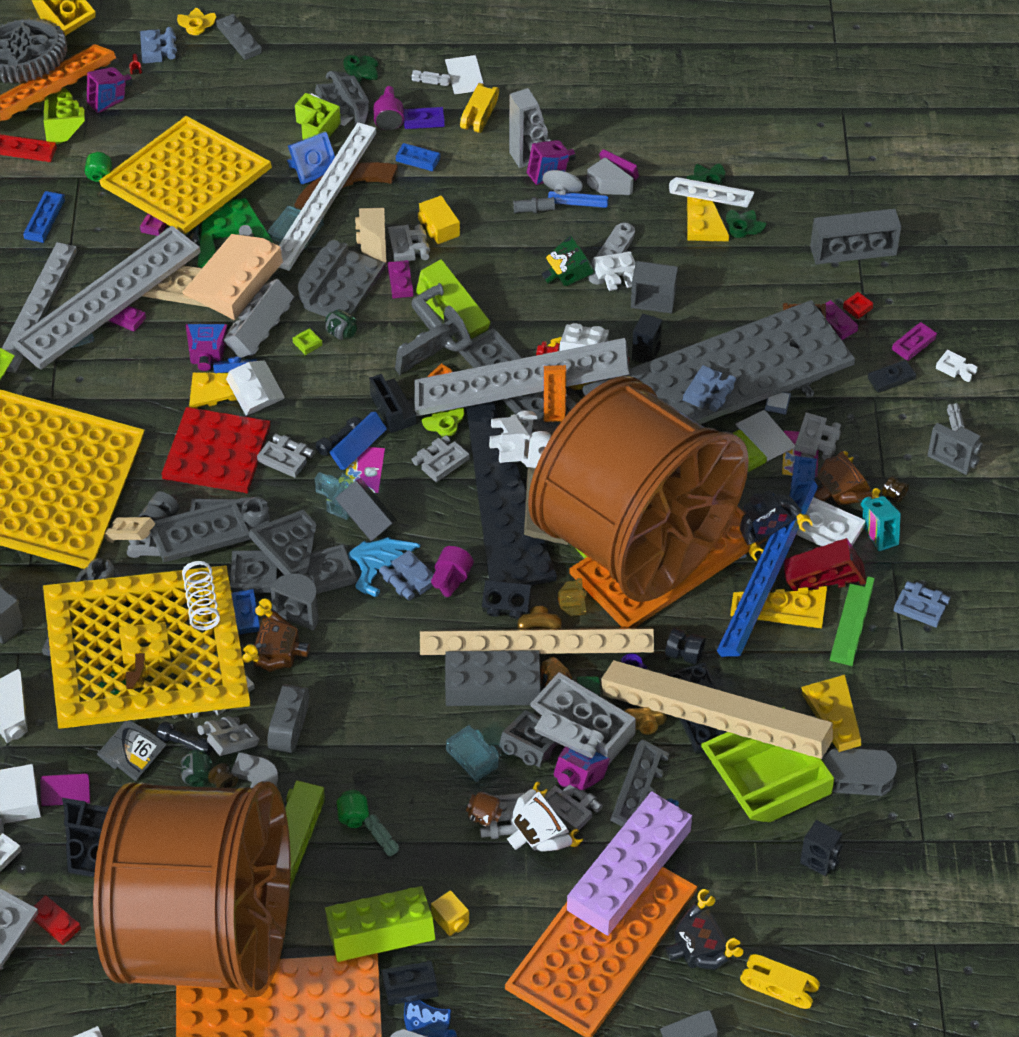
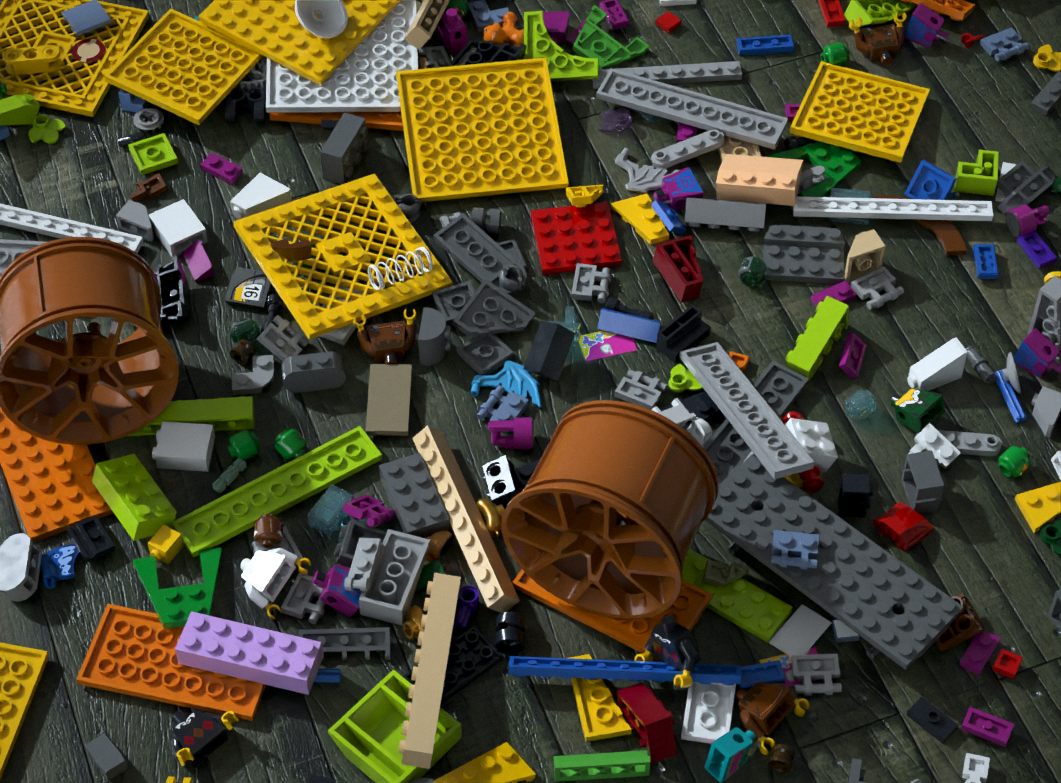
camera: 70 degrees right, 0 degrees up
(74, 367) = (615, 120): none -> clear purple plate
(101, 126) = (879, 42): none -> reddish brown torso
(129, 529) = (454, 206): tan plate -> none
(154, 321) = (688, 149): none -> light grey plate
(167, 369) = (641, 179): none -> light grey animal
(169, 422) = (583, 195): none -> yellow wing
(245, 612) = (417, 304): blue plate -> none
(254, 386) = (645, 232): white slope -> none
(307, 341) = (725, 257): lime tile -> none
(312, 376) = (679, 267): none -> dark red wedge
(326, 864) = (184, 446): none -> white brick
(352, 665) = (389, 399): none -> dark tan tile
(371, 766) = (290, 444): none -> green head
(424, 796) = (277, 490): none -> lime plate
(437, 337) = (764, 338): dark grey plate -> none
(439, 219) = (916, 299): yellow brick -> none
(474, 285) = (852, 355): none -> magenta plate
(493, 719) = (369, 508): none -> magenta plate
(529, 230) = (939, 367): none -> white slope
(537, 912) = (176, 603): none -> green wing
(541, 302) = (860, 405): none -> clear light blue head
(554, 393) = (731, 435): orange plate -> none
(654, 221) = (1014, 461): none -> green head
(686, 322) = (903, 526): none -> red slope

